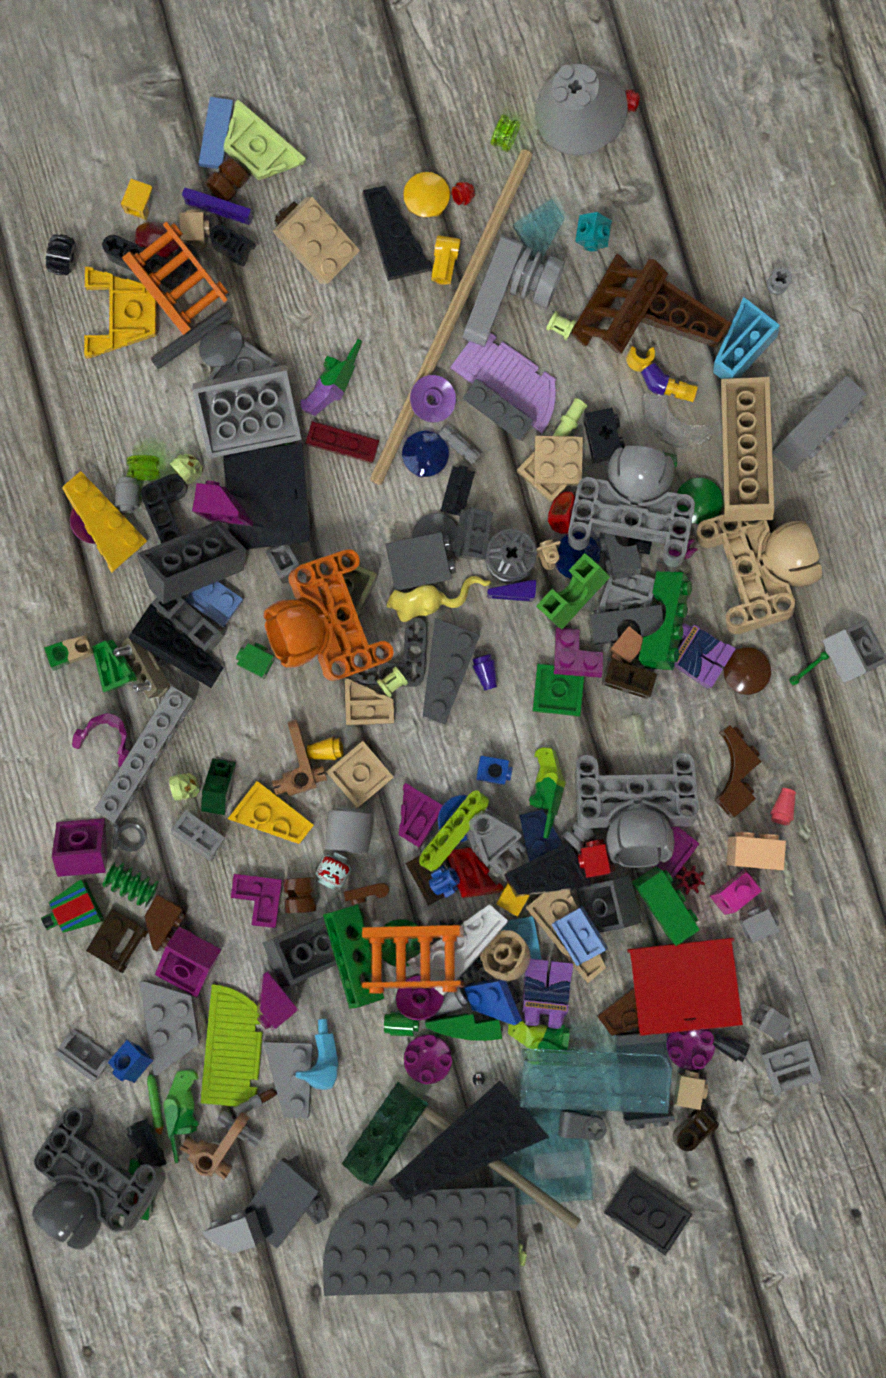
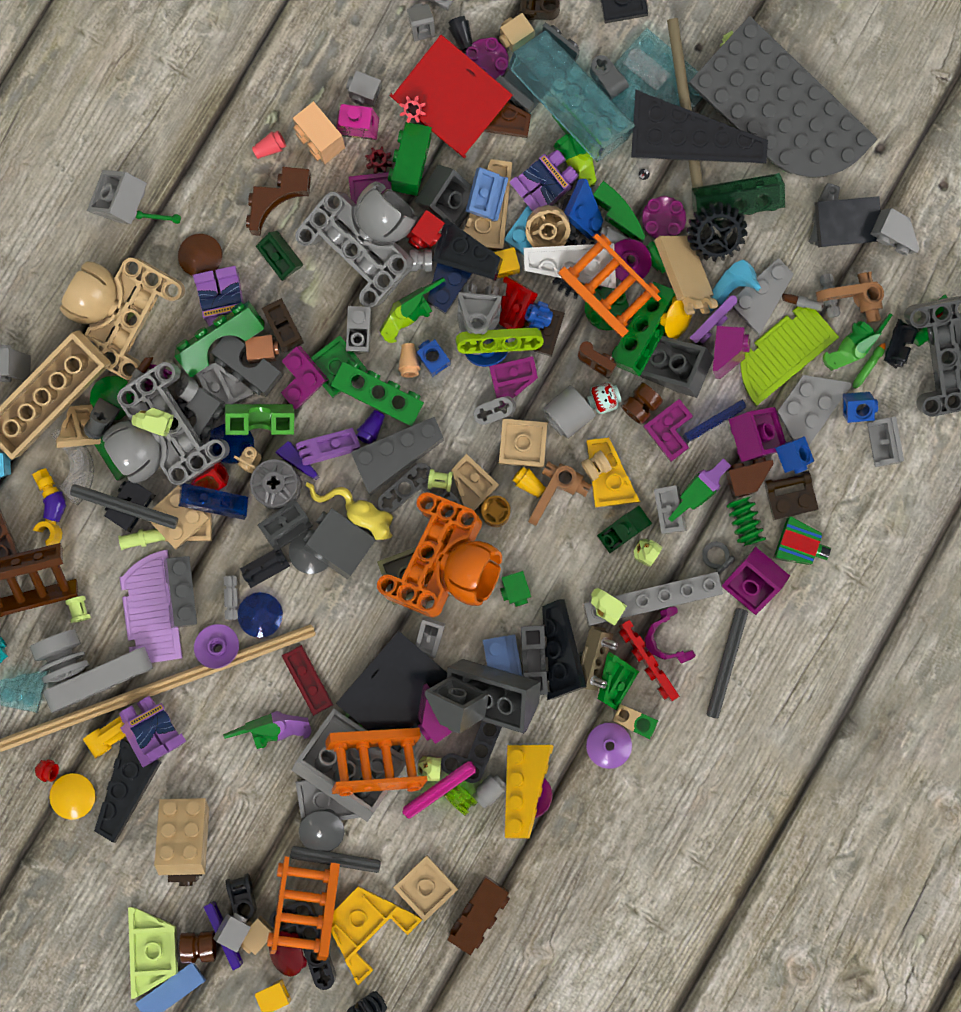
camera: 125 degrees left, 0 degrees up
(42, 764) = (727, 663): none -> dark grey axle
(45, 397) = (478, 915): none -> reddish brown wedge
(84, 617) = (609, 733): none -> medium lavender dish
(93, 702) = (640, 653): none -> red wing
(104, 381) = (425, 888): none -> tan plate
(143, 973) = (795, 455): none -> blue brick
(163, 457) = (439, 789): none -> dark pink axle
(169, 711) = (607, 606): none -> yellowish green rock
(189, 873) = (700, 488): none -> green animal
(209, 526) = (457, 704): none -> dark grey slope
(210, 209) = (232, 931): none -> light grey brick
(231, 938) = (714, 421): none -> clear blue tile
(239, 451) = (384, 740): none -> orange fence
(285, 816) = (601, 464): none -> tan wheel
(306, 1020) = (716, 319): none -> medium lavender hinge
(327, 701) = (495, 511): none -> pearl gold wheel
(338, 990) = (675, 319): none -> yellow dish
(365, 1030) = (686, 274): none -> tan tile
(376, 1101) = (733, 220): none -> black gear
(401, 774) = (492, 405): none -> light grey beam
(415, 290) = (150, 732): none -> medium lavender hips
(469, 706) = (406, 414): none -> green brick
(501, 624) = (328, 446): none -> medium lavender hinge
(508, 749) = (409, 363): none -> light nougat cone
(543, 498) = (213, 501): none -> clear blue tile
(569, 733) = (358, 329): none -> light grey slope
(603, 427) = (124, 506): none -> dark grey axle
(644, 504) = (153, 421): none -> yellowish green rock
(650, 559) = (186, 388): none -> light grey beam
(688, 472) = (100, 419): none -> dark grey piece
(689, 732) = (279, 255): none -> dark green slope
(696, 535) = (143, 367): none -> piece
(698, 451) = (72, 428): none -> tan wing
(707, 949) = (406, 107): none -> coral gear

